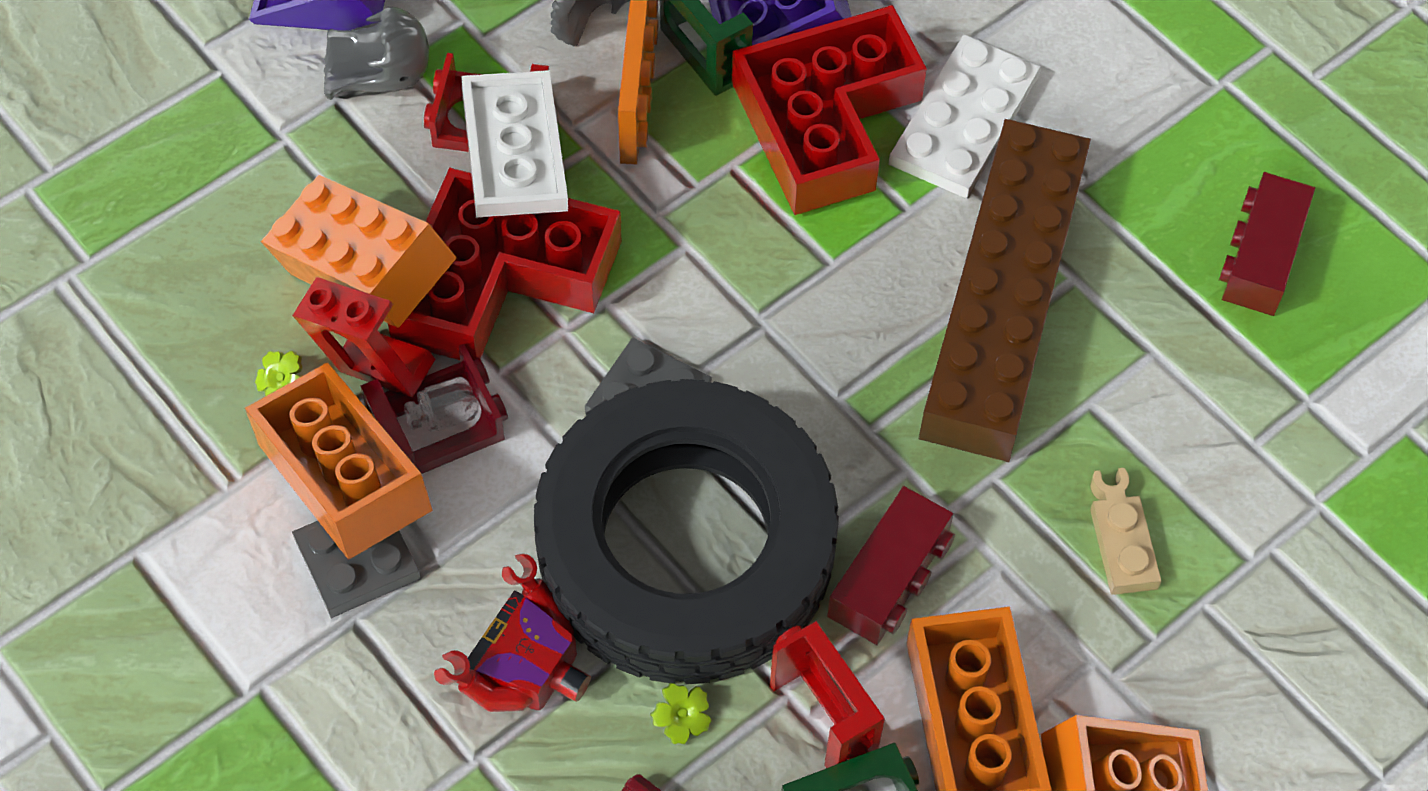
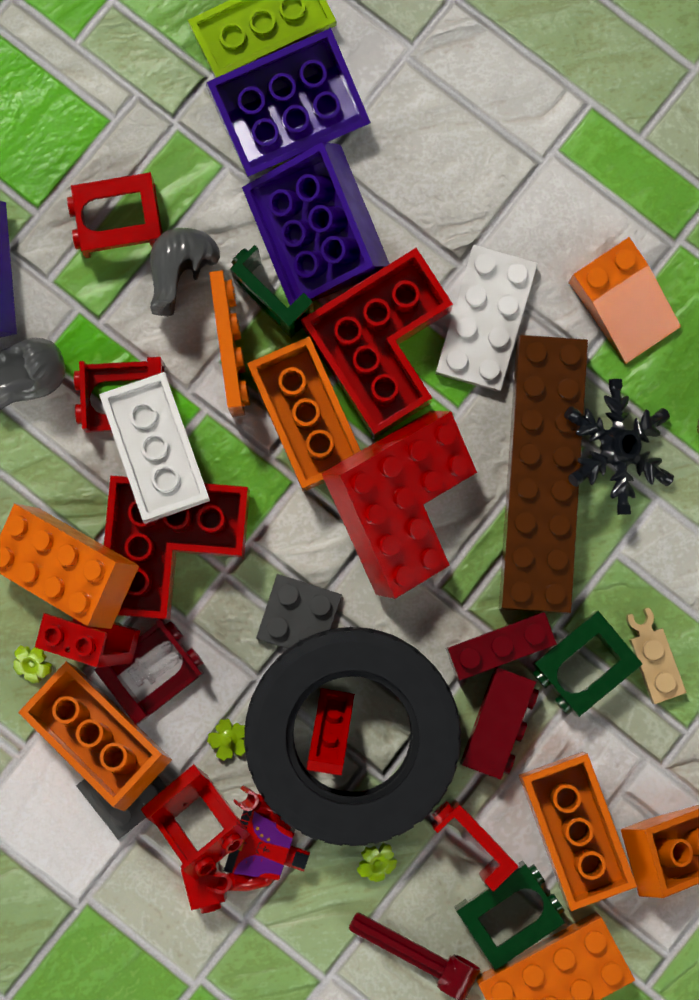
camera: 10 degrees left, 25 degrees up
(426, 701) = (200, 896): none -> red brick
(429, 568) = (176, 799): none -> red panel
(512, 522) = (227, 739): none -> lime plant
(656, 515) = (330, 732): none -> red plate
(715, 162) = (304, 410): none -> orange brick
(792, 259) = (384, 498): none -> red brick
(932, 465) = (501, 646): none -> dark red brick
(1001, 555) = (549, 663): none -> dark green panel
(1112, 265) = (619, 446): none -> black piece
(1144, 120) = (625, 300): none -> orange slope

